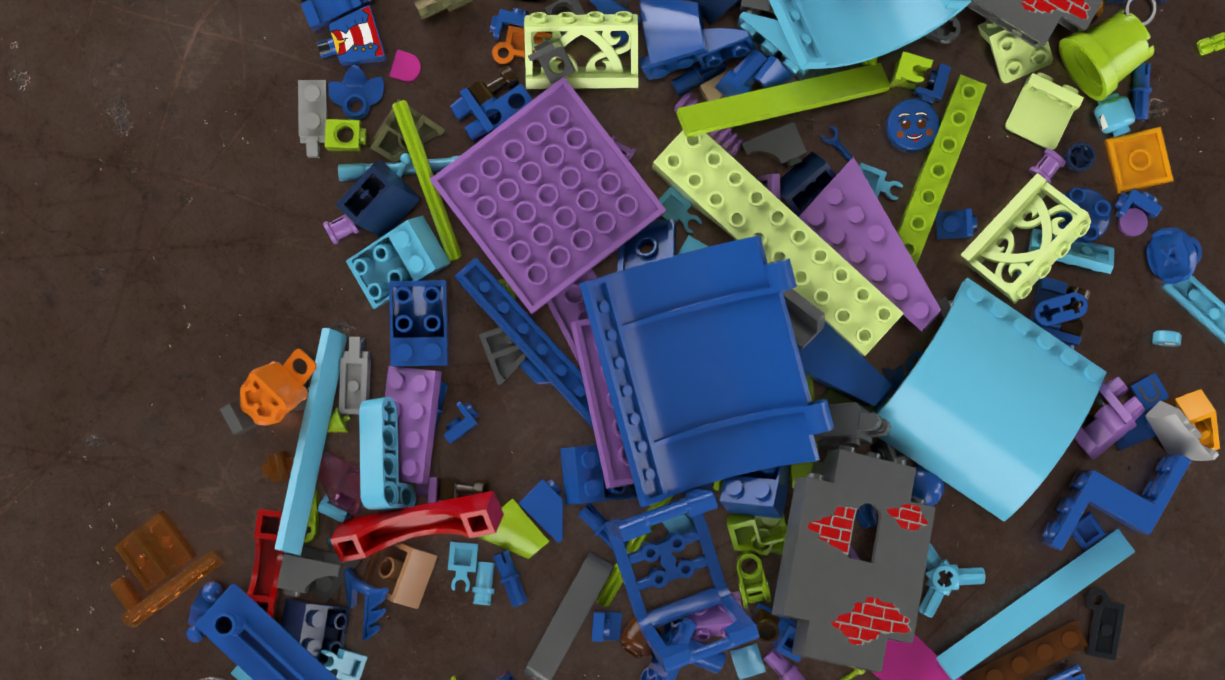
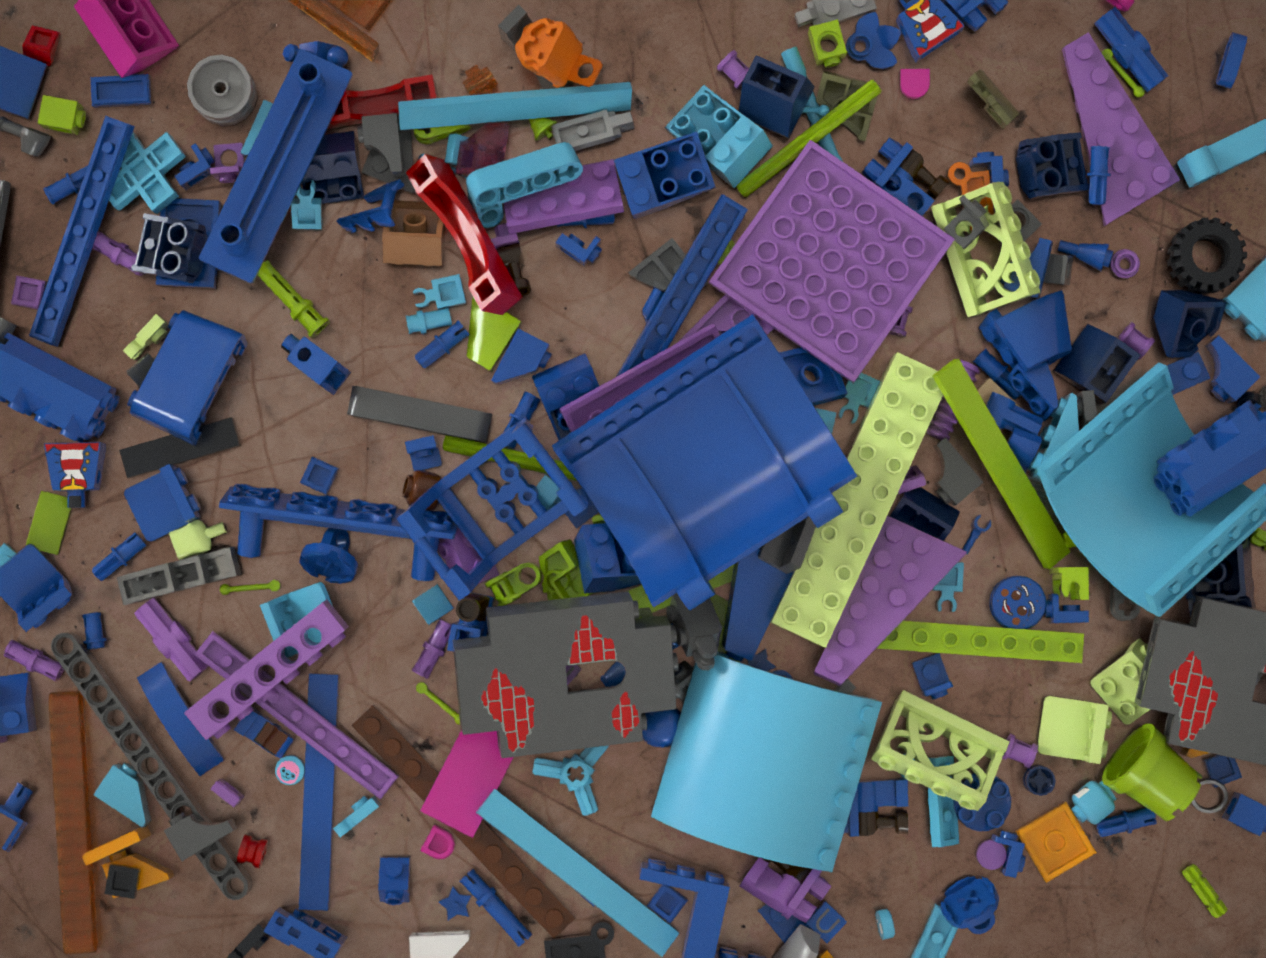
camera: 75 degrees right, 0 degrees up
(1061, 316) = (885, 802): blue beam -> none

